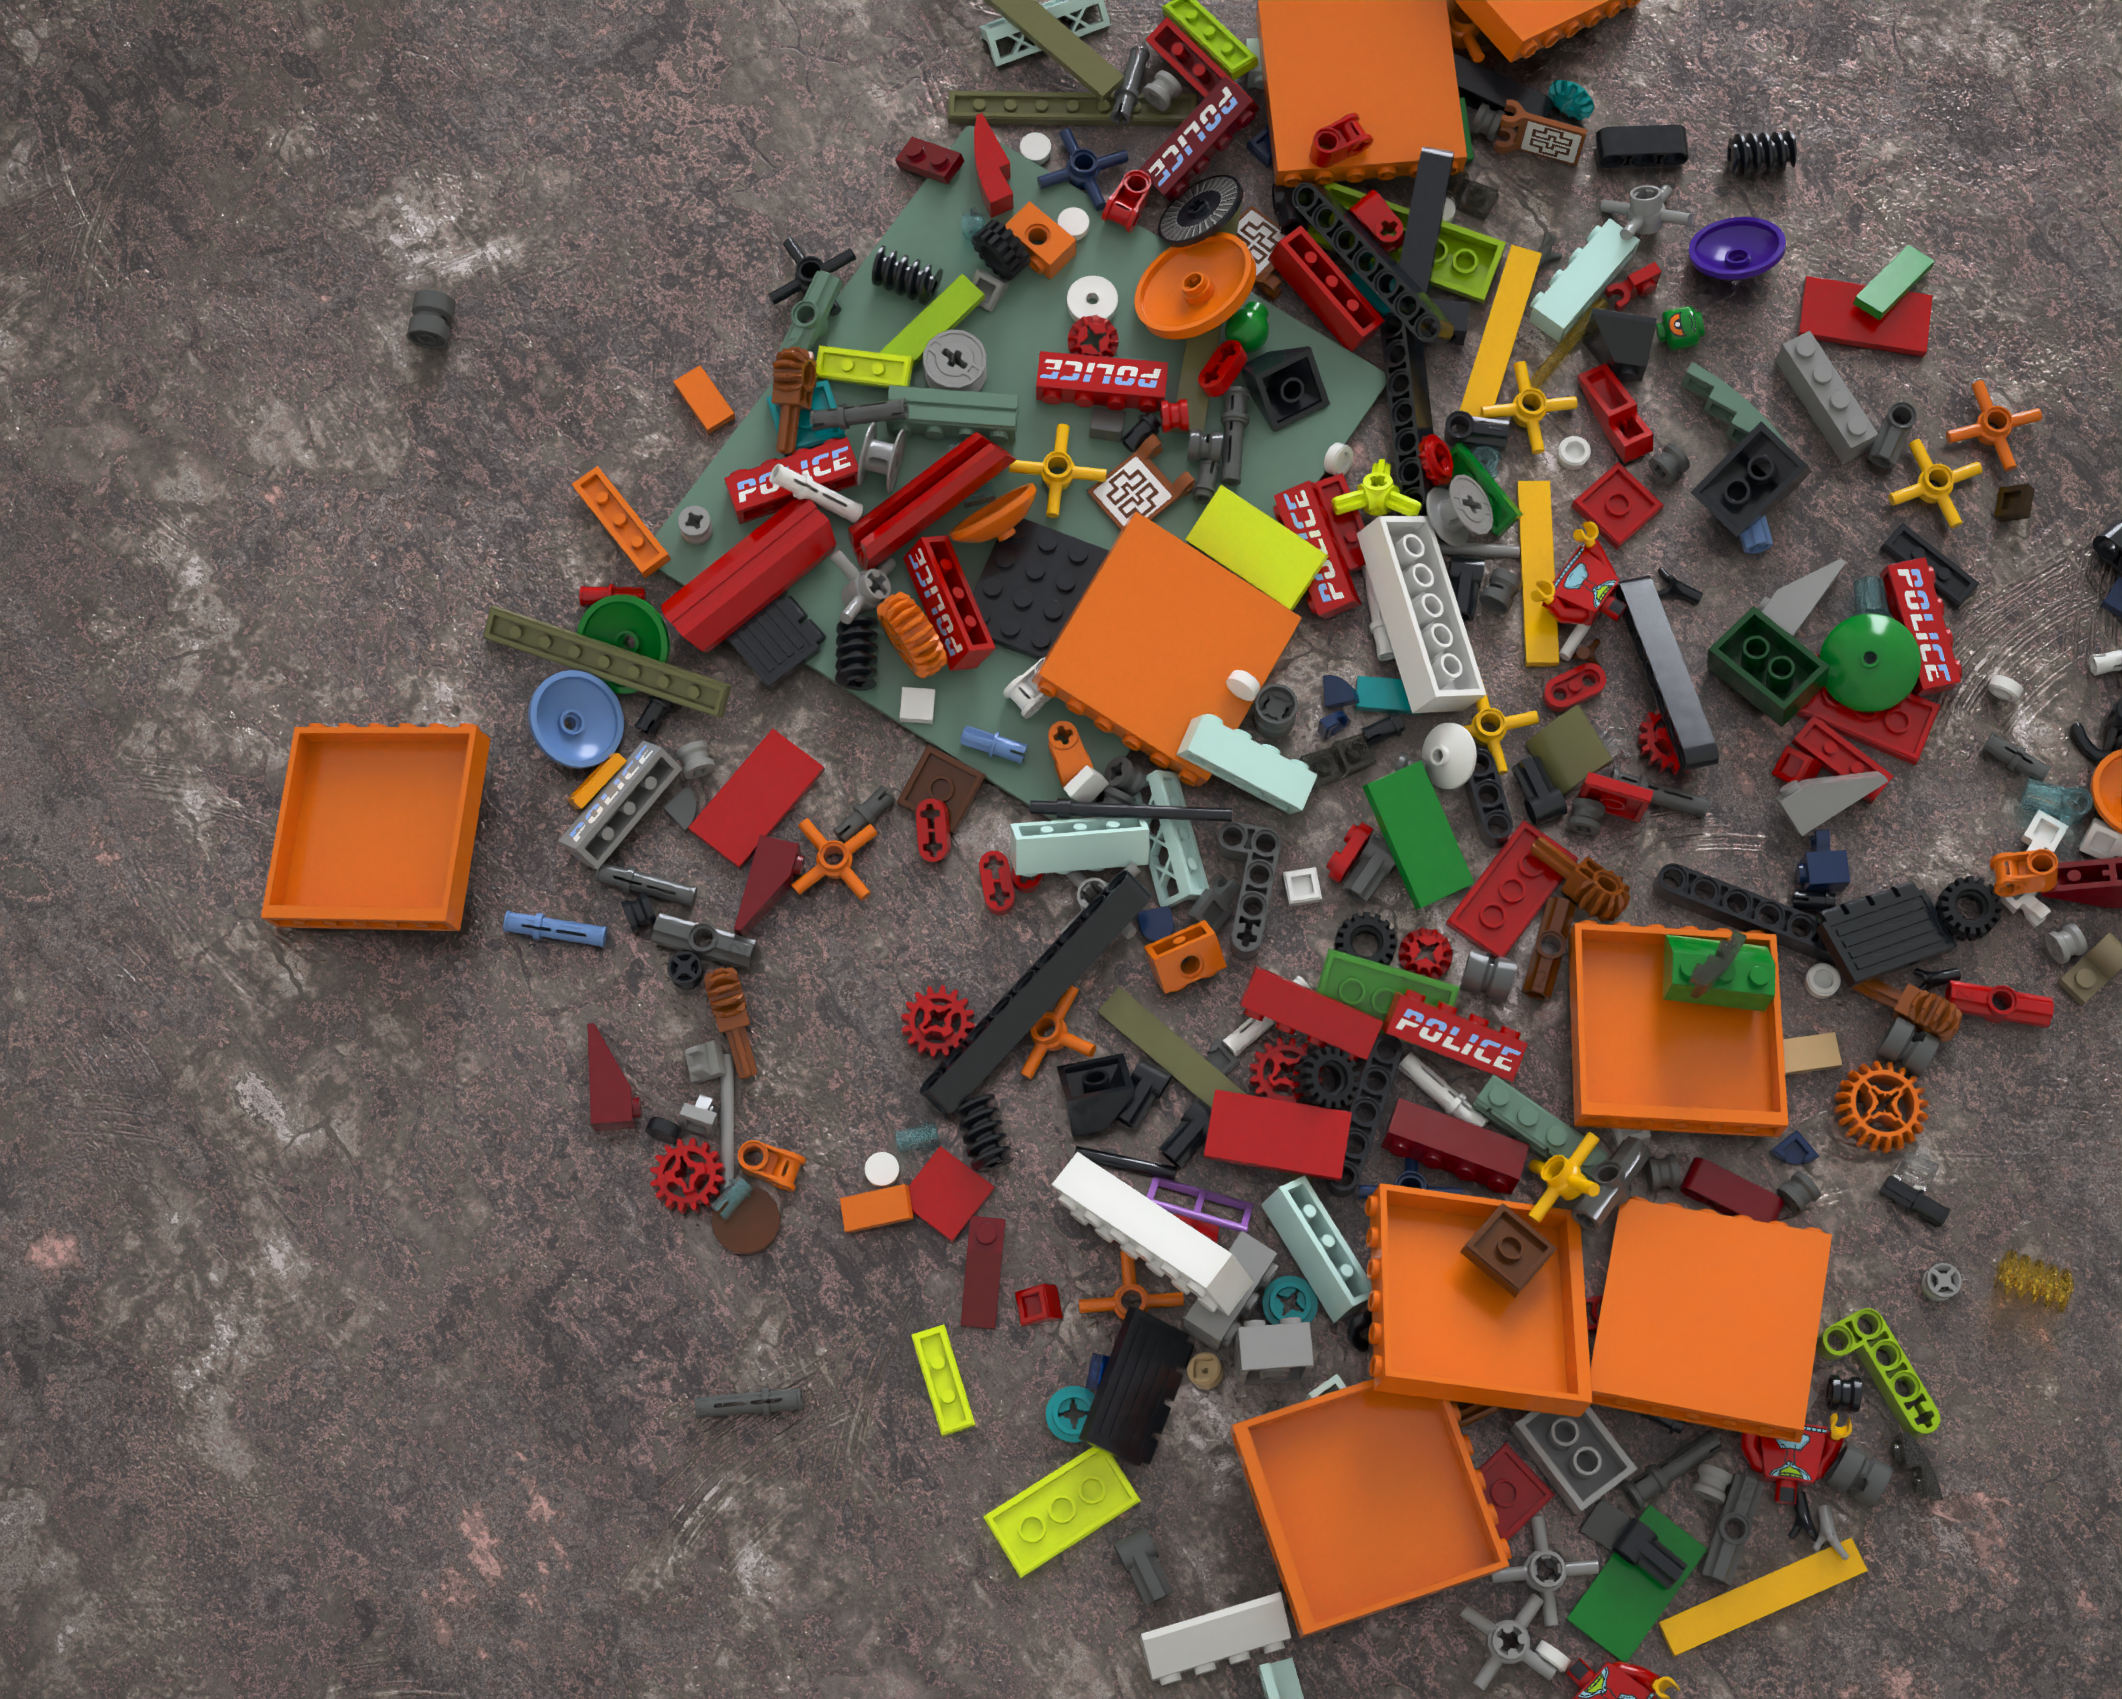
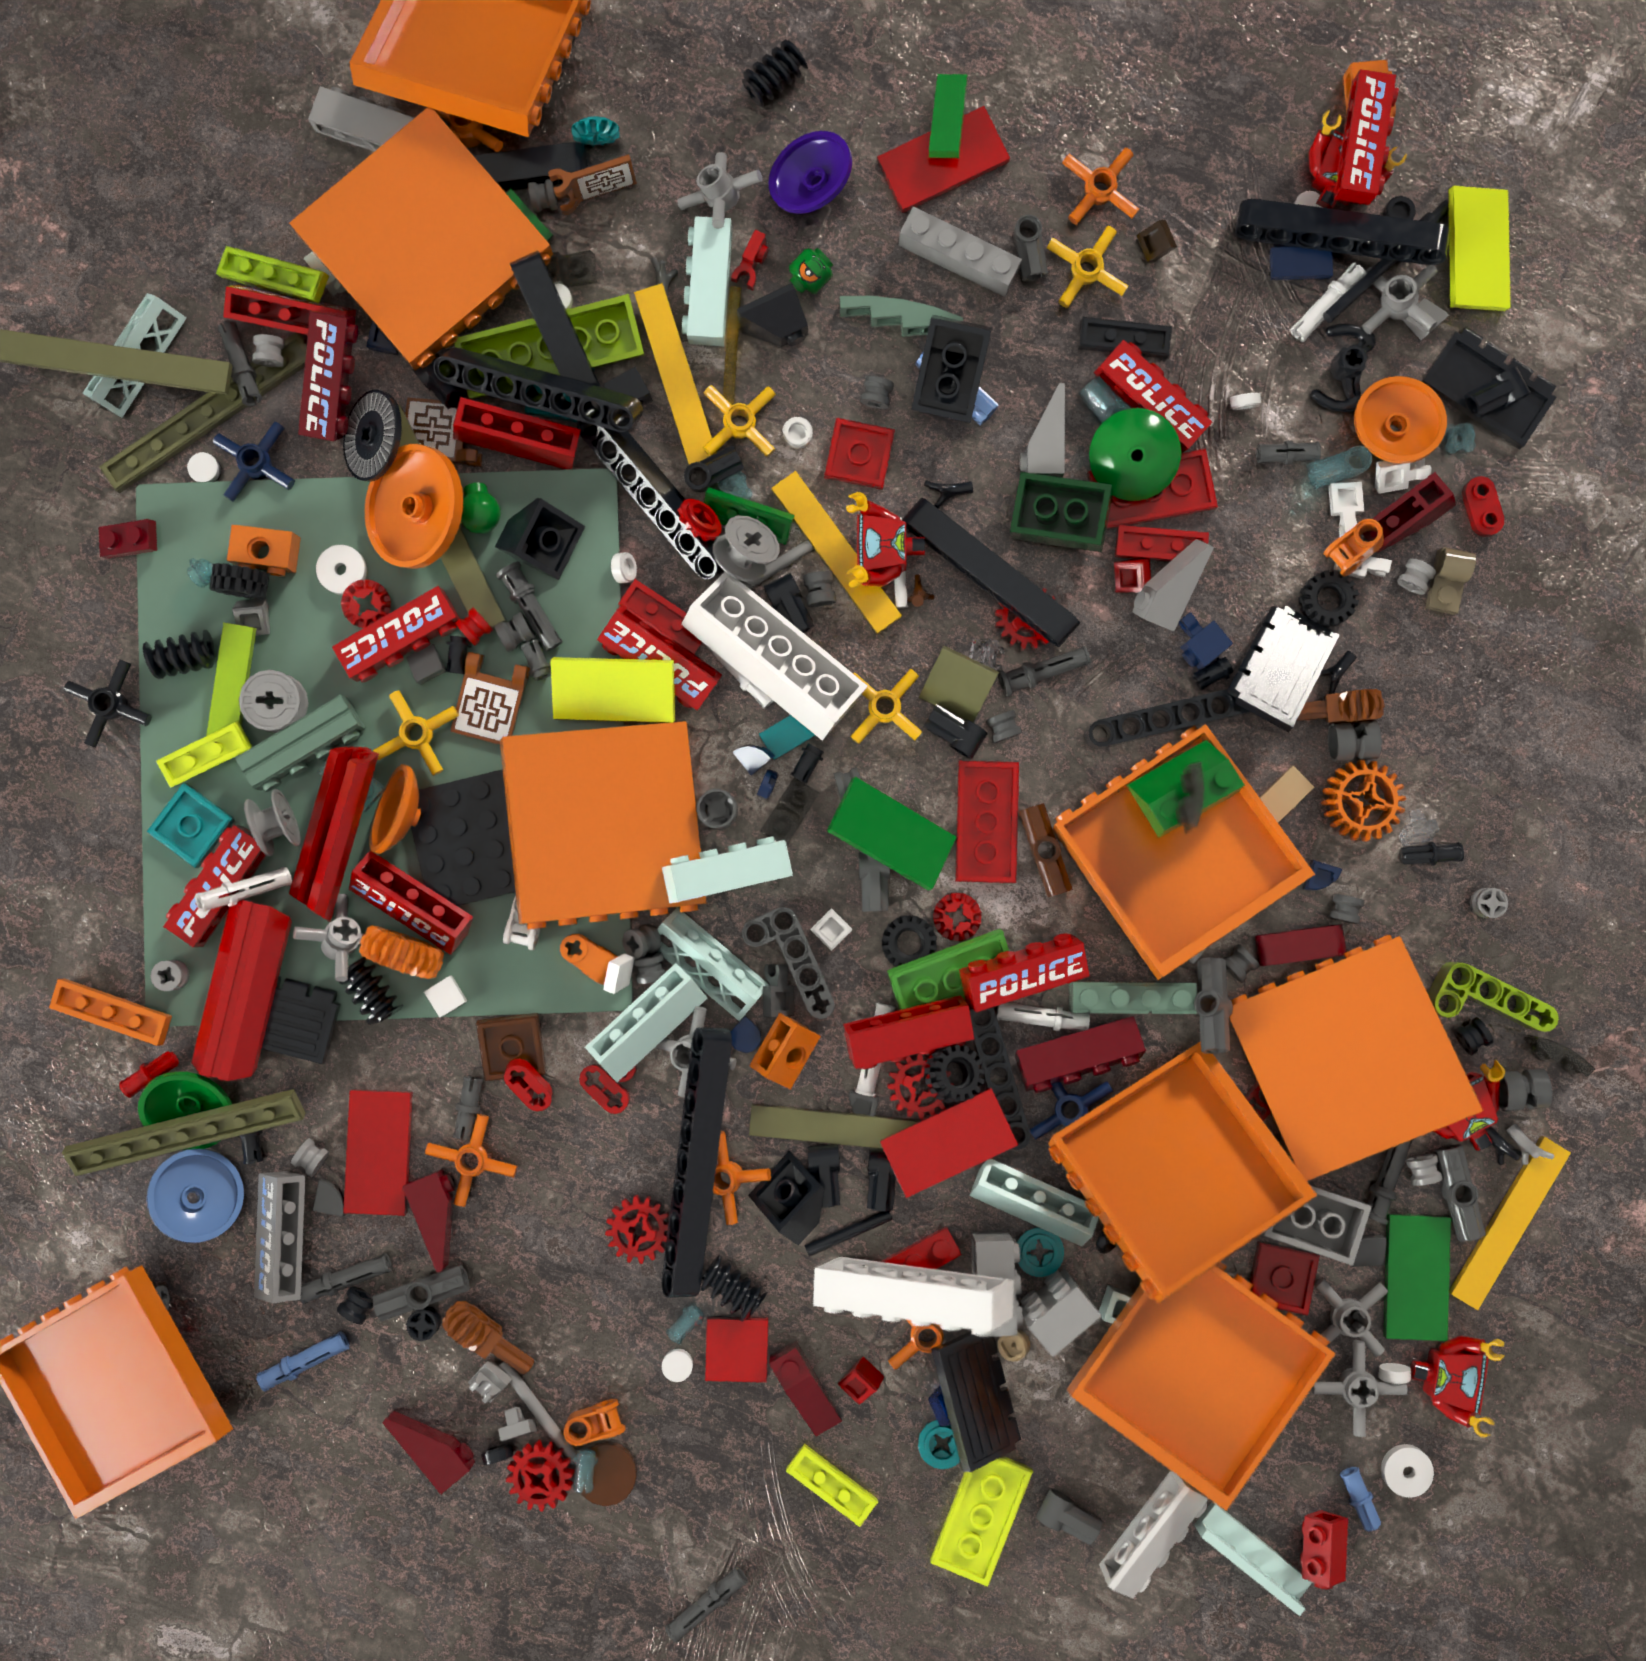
camera: 35 degrees left, 15 degrees up
(596, 781) = (247, 1228): light orange tile -> none
(704, 399) = (99, 862): orange tile -> none
(792, 391) = (162, 816): dark orange gear -> none
(816, 303) = (128, 728): sand green piece -> none
(847, 416) = (220, 808): dark grey pin -> none
(876, 1208) = (694, 1399): orange tile -> none
(991, 169) = (180, 514): red slope -> none
(993, 744) = (525, 987): medium blue axle -> none
(1064, 808) = (615, 1003): black bar -> none
(1075, 222) = (280, 514): white tile -> none
(1128, 200) = (309, 471): red piece -> none
(1202, 1195) = (920, 1215): medium lavender window -> none
(1222, 368) = (483, 559): red beam -> none
(1243, 685) = (681, 812): white tile -> none
(1343, 137) = (441, 298): red piece -> none
(1356, 840) = (848, 893): red plate -> none
(1377, 218) = (513, 347): red piece -> none
(1377, 495) = (674, 578): neon yellow bush -> none
(1458, 755) = (871, 752): white dish -> none
(1488, 975) = (1016, 904): dark grey wheel -> none
(1493, 813) = (914, 750): black beam -> none
(1508, 1250) = (1177, 1116): reddish brown tile -> none
(1564, 1177) = (1178, 1028): yellow bar -> none
(1572, 687) = (926, 628): red plate -> none
(1587, 883) = (1041, 781): dark orange gear -> none
(1616, 413) = (807, 377): red slope -> none
(1617, 796) = (1017, 700): red tile -> none
(1641, 1548) = (1407, 1255): black piece -> none
(1642, 146) = (677, 132): black beam -> none
(1822, 980) = (1257, 730): white tile -> none
(2019, 1006) = (1412, 652): red piece -> none
(2035, 1279) = (1553, 854): clear yellow piece -> none

